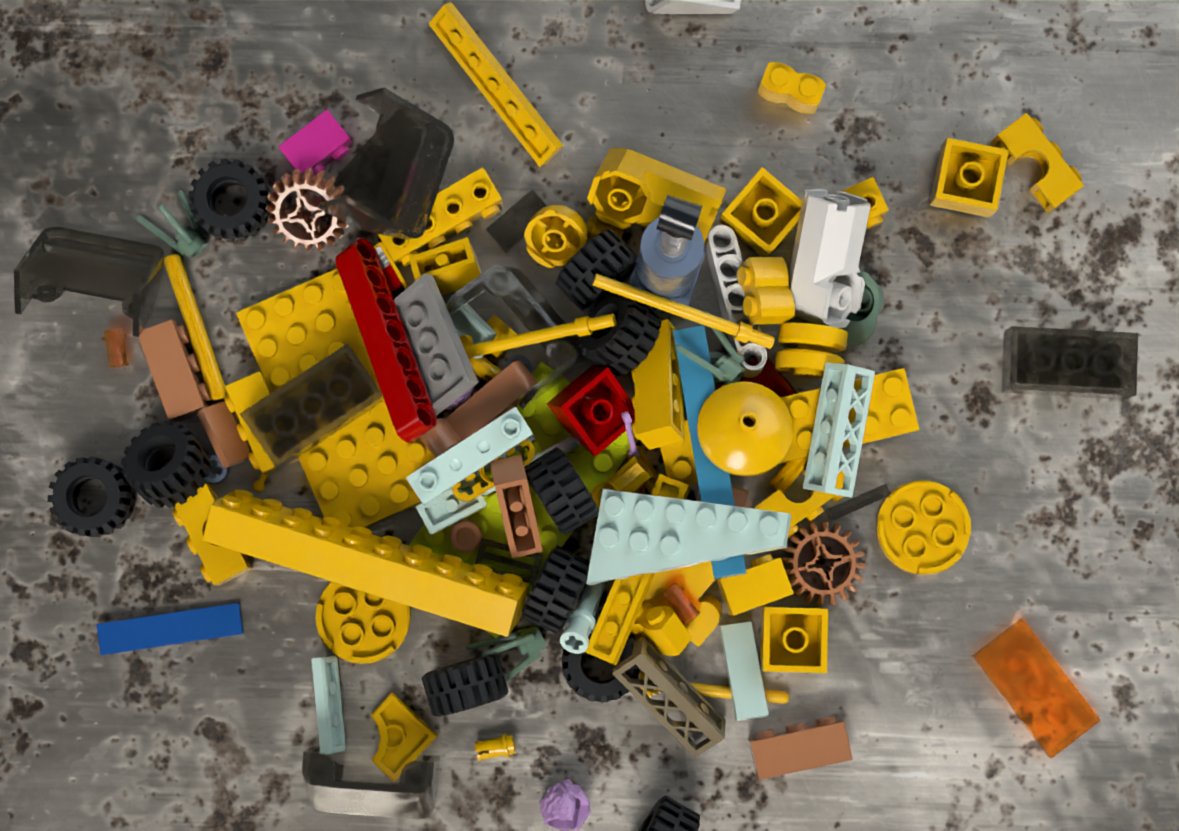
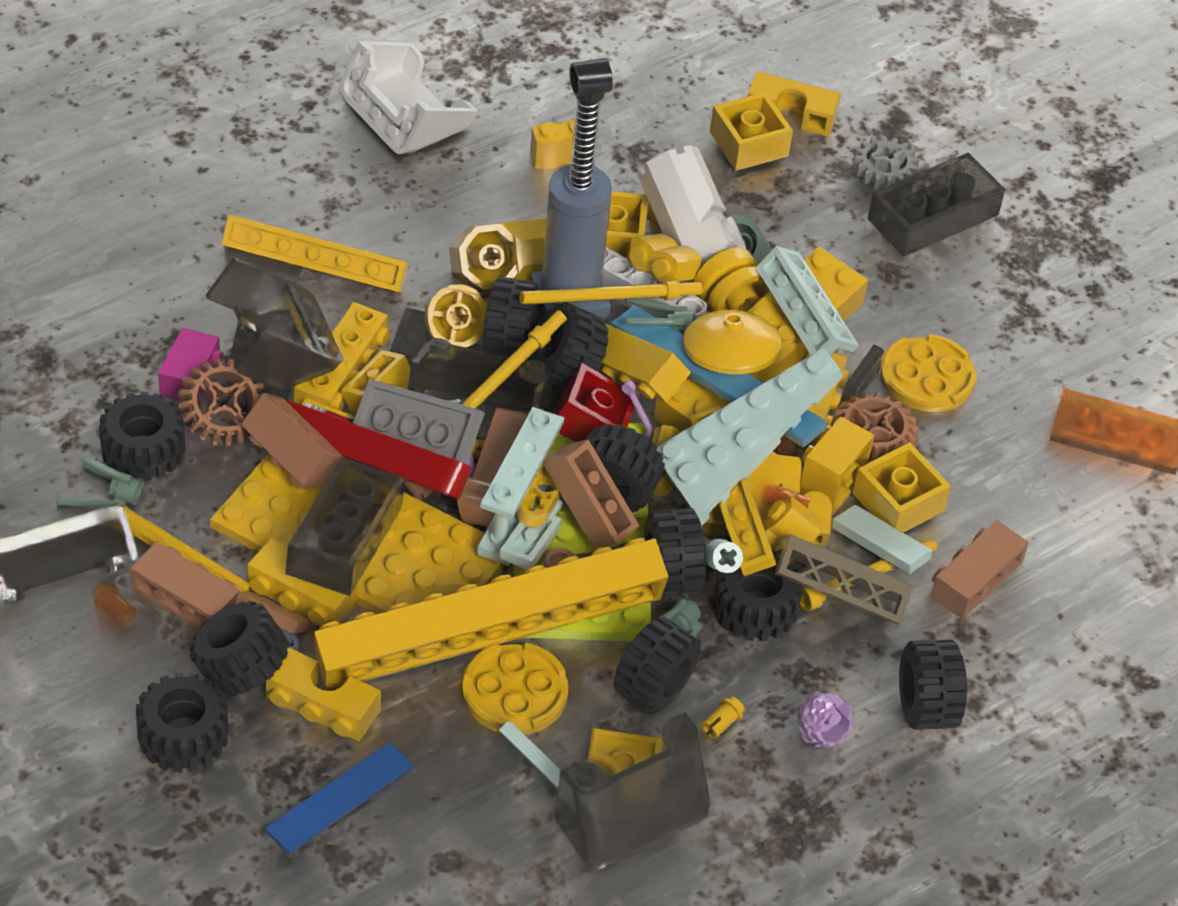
camera: 40 degrees left, 35 degrees down
(331, 291) = (291, 442): none -> nougat brick
(1063, 297) = (885, 162): none -> light grey gear

